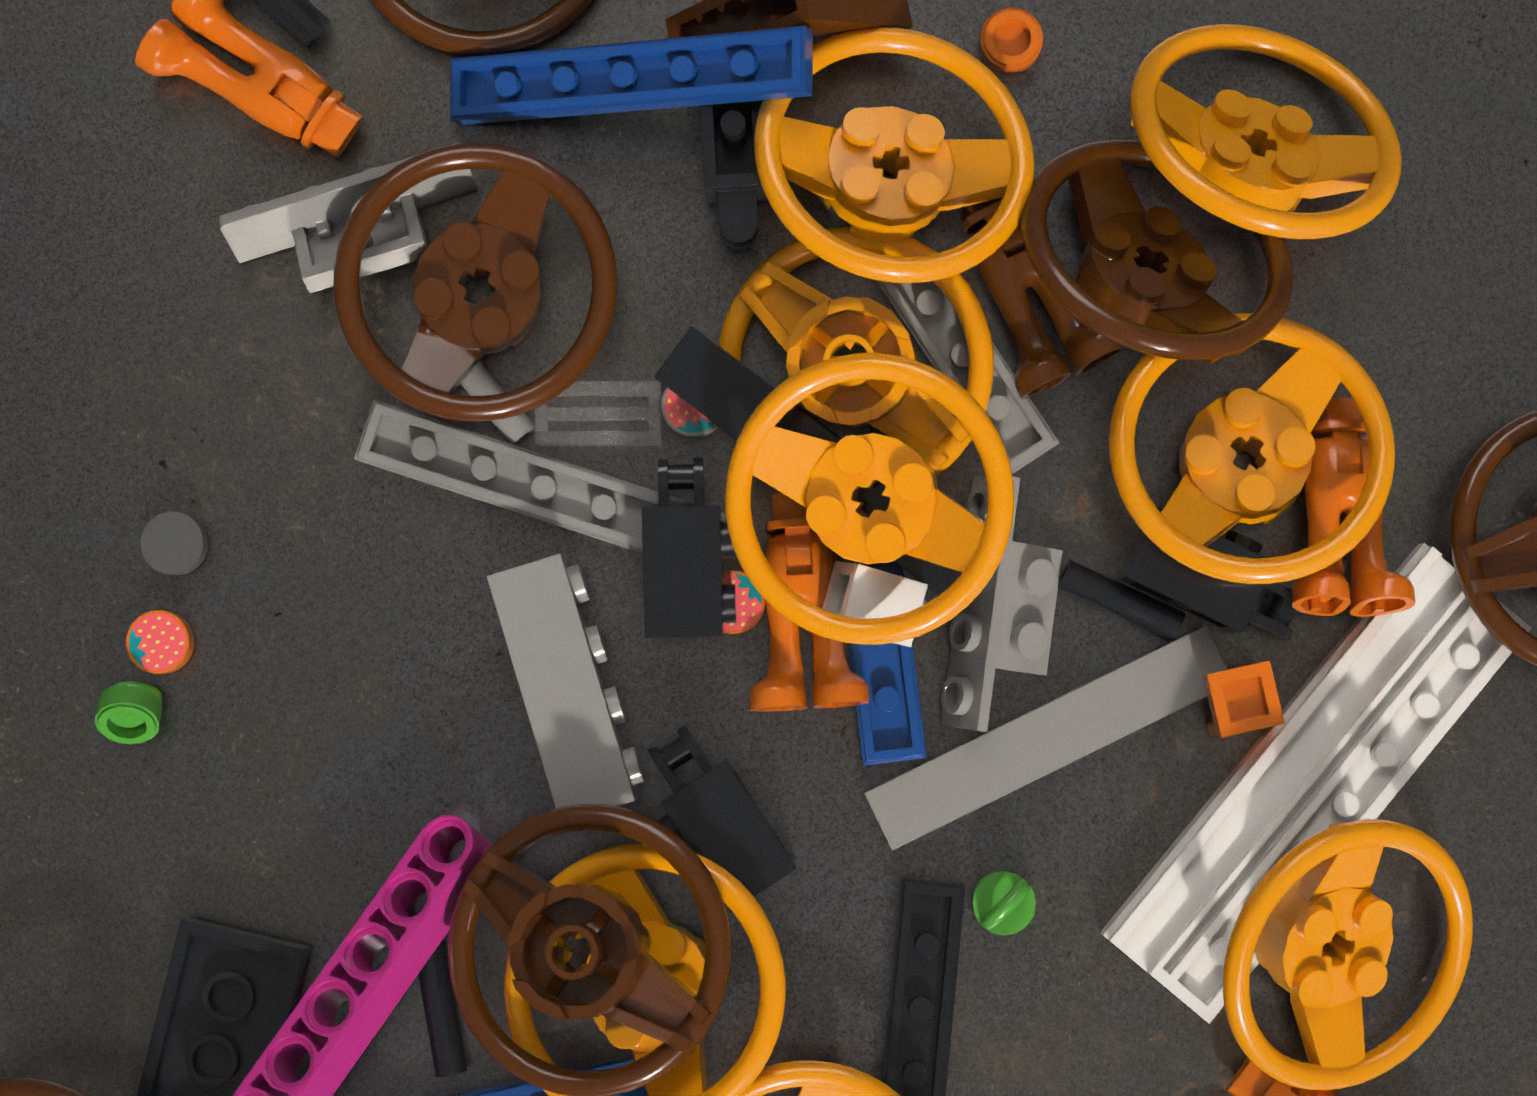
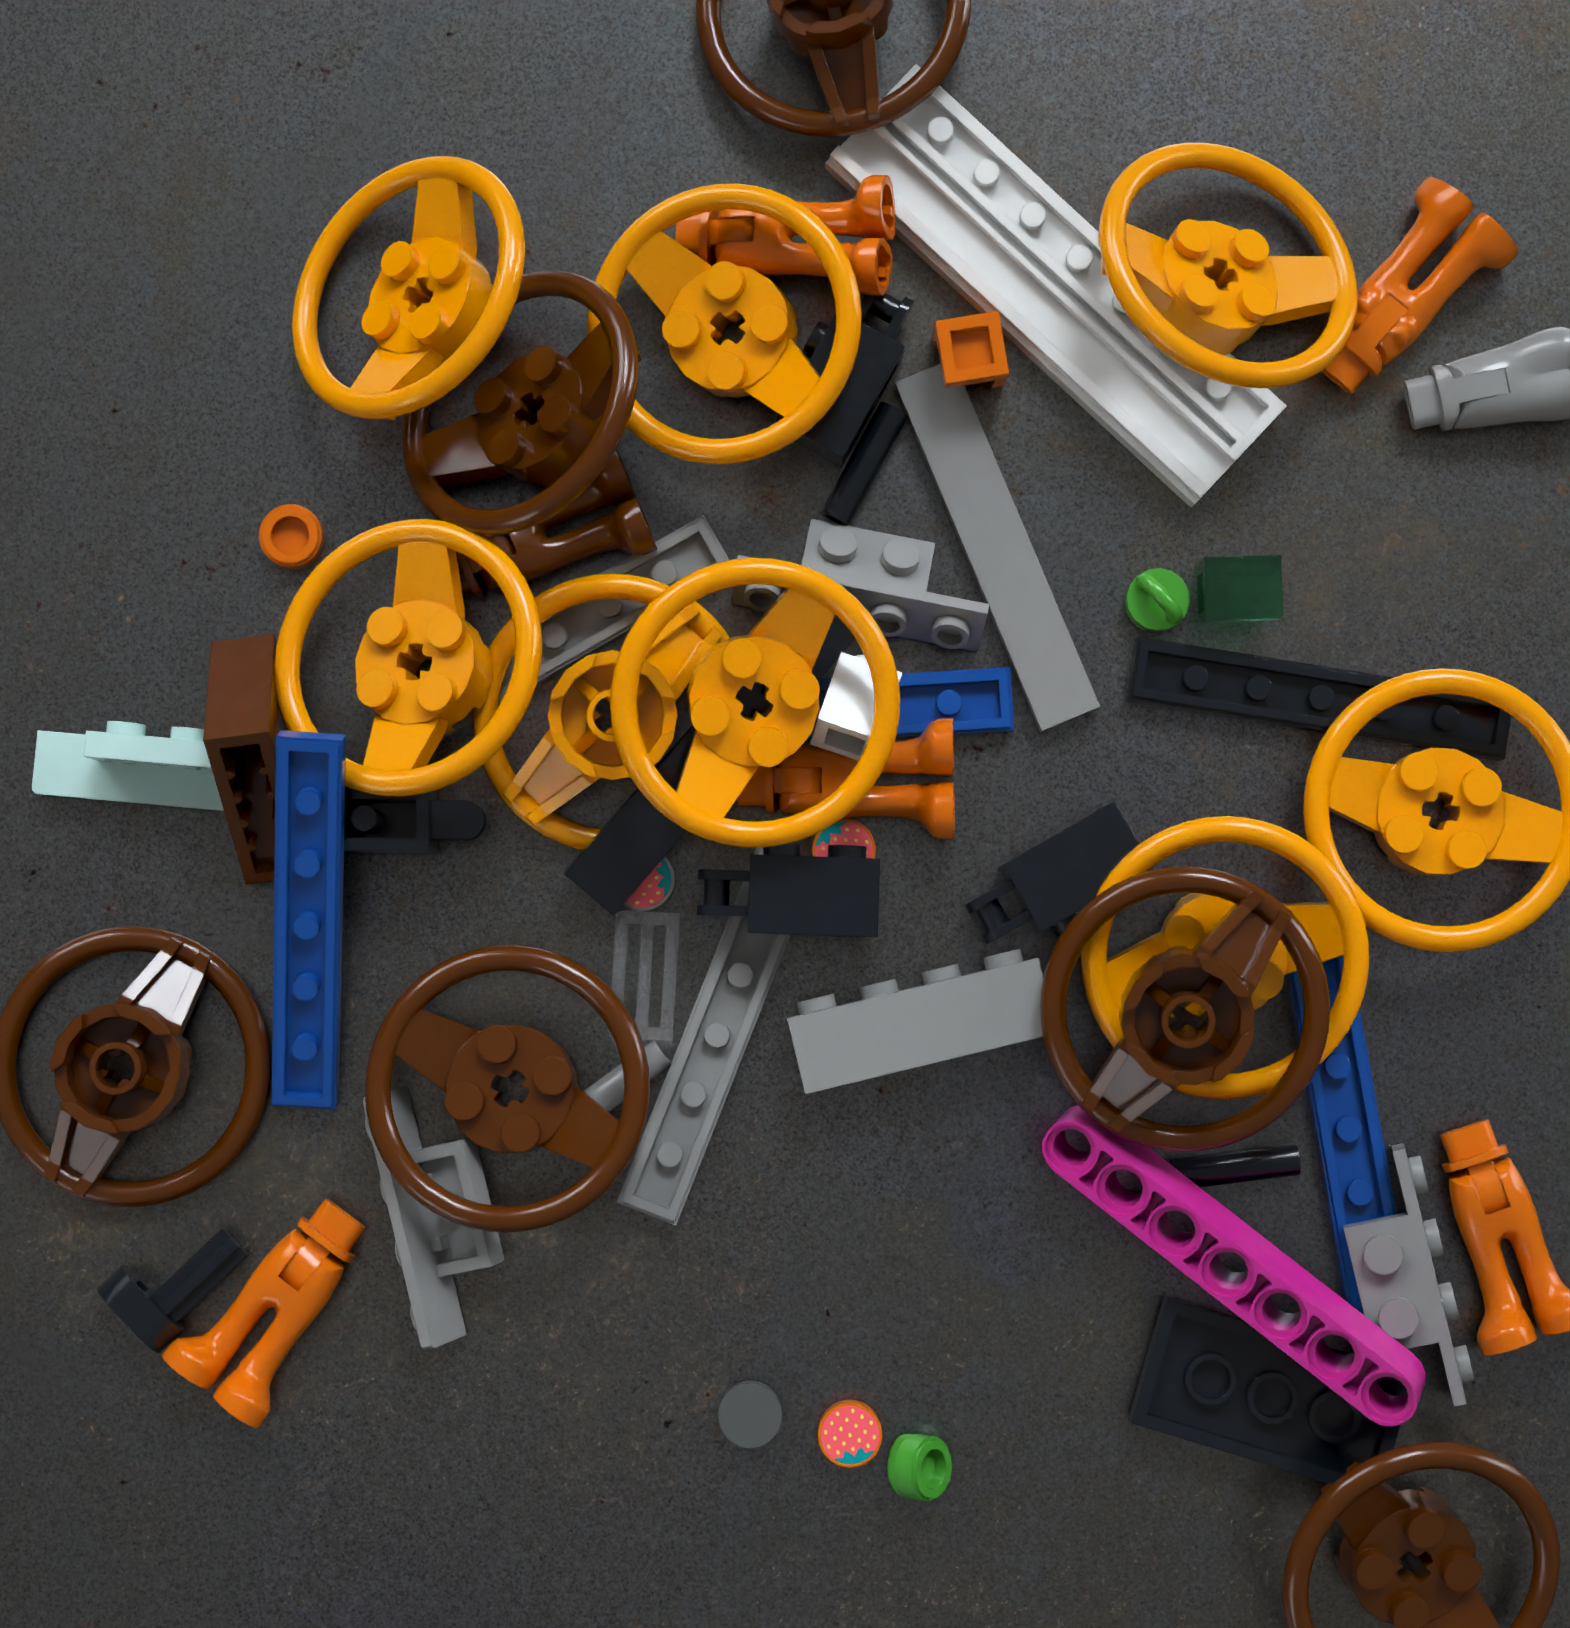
camera: 90 degrees left, 0 degrees up
(1018, 984) = (1238, 590): none -> clear green panel

